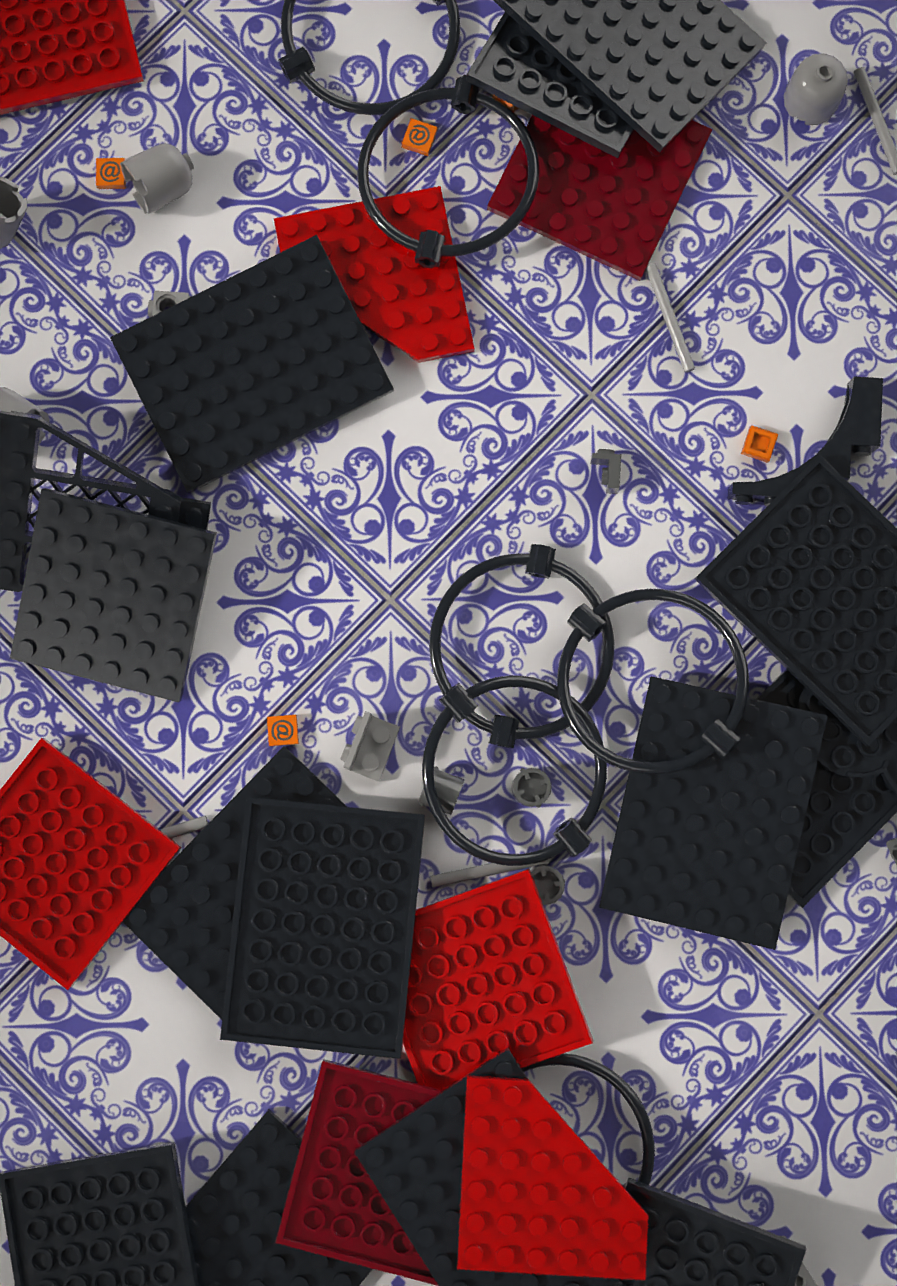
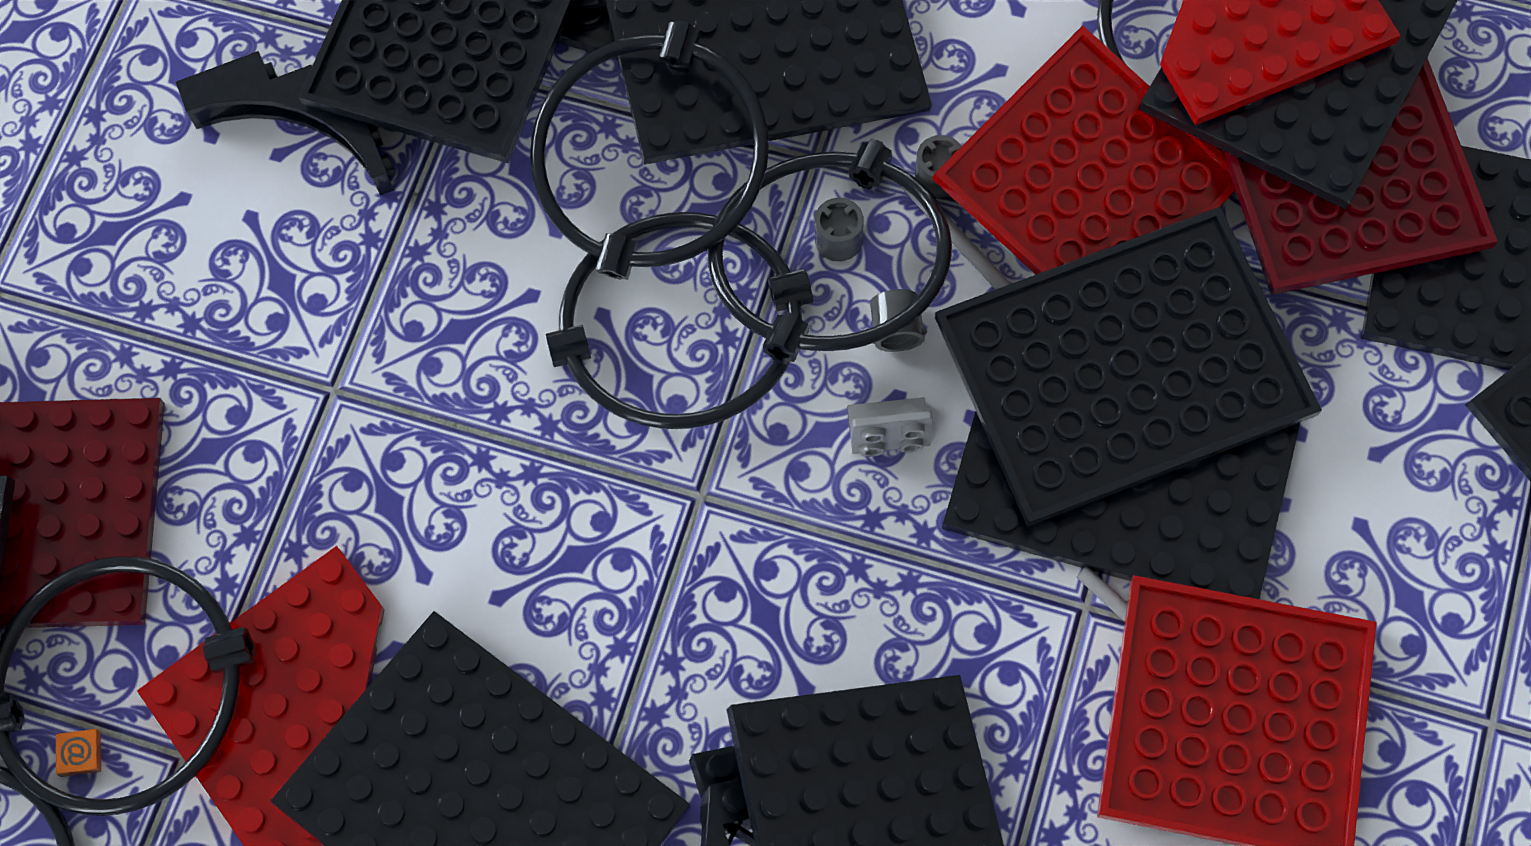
camera: 110 degrees left, 15 degrees down
(282, 730) = (925, 537): orange tile -> none
(611, 475) = (418, 317): dark grey bracket -> none
(670, 318) = (198, 345): light grey bar -> none
(759, 444) = (311, 183): orange tile -> none

